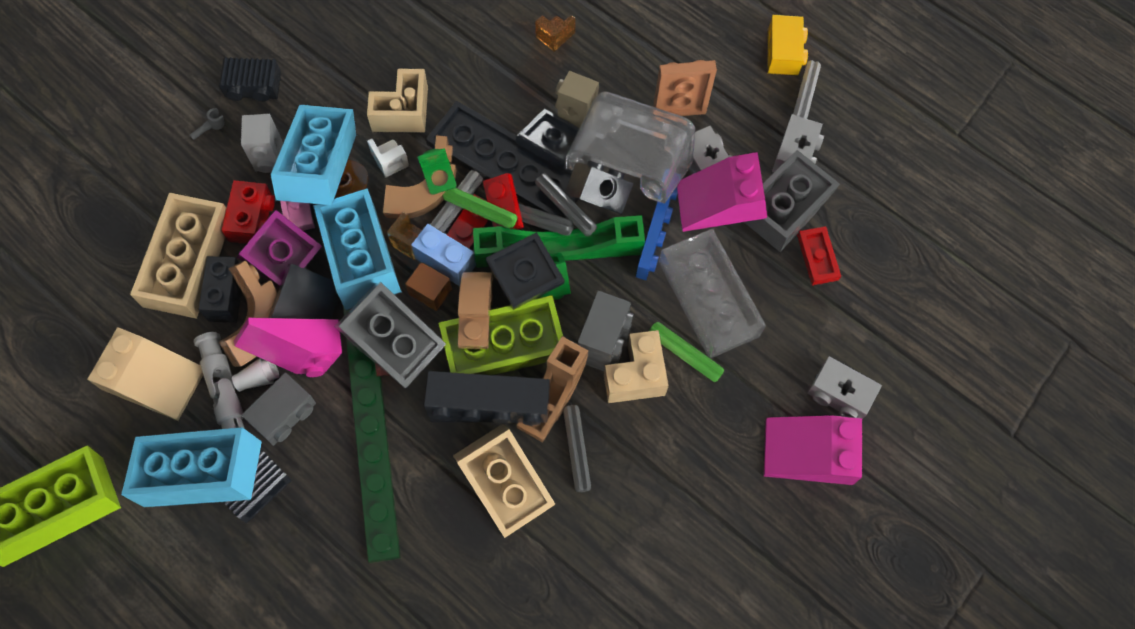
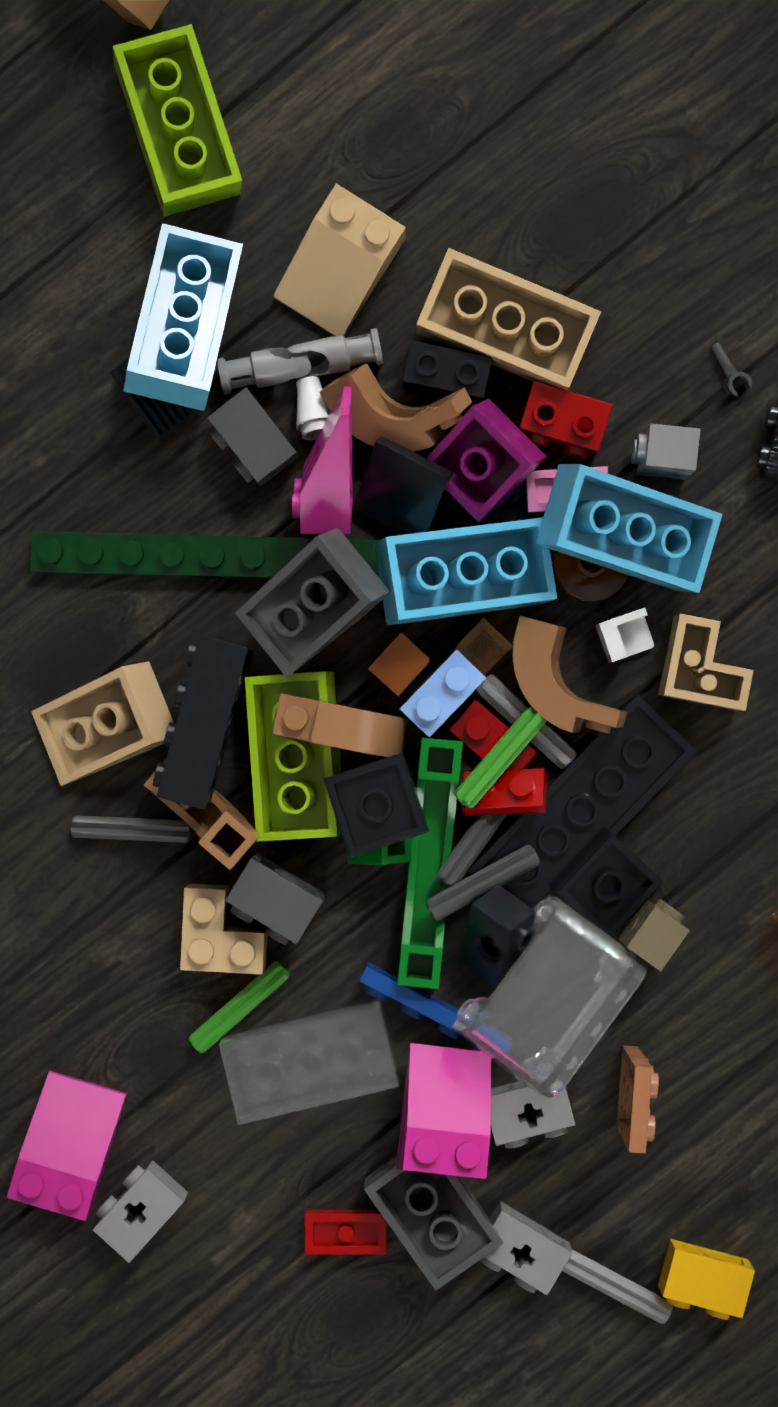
camera: 100 degrees right, 20 degrees up
(433, 161) = (575, 704): green bracket -> none

